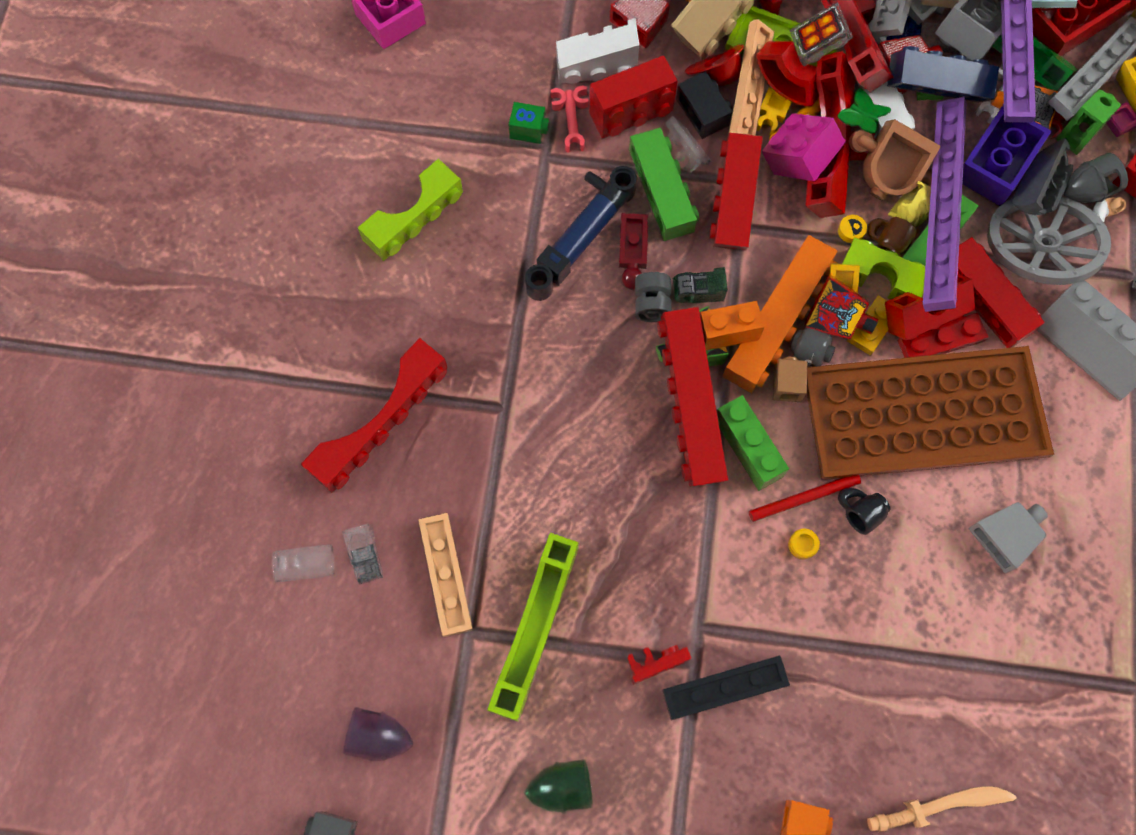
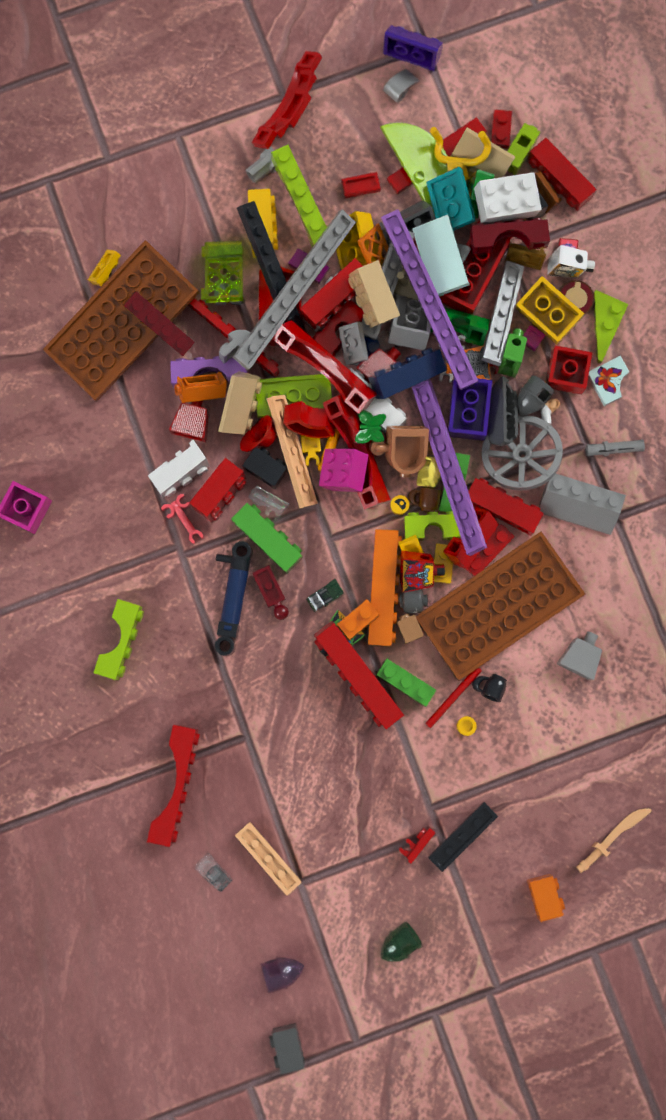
camera: 25 degrees left, 10 degrees up
(303, 563) = (180, 896): clear plate -> none
(528, 123) = (159, 540): green brick -> none
(533, 631) = (337, 863): lime arch -> none
(653, 296) = (297, 613): dark grey wheel -> none
(737, 191) = (317, 523): red brick -> none
(821, 34) = (317, 387): tile -> none

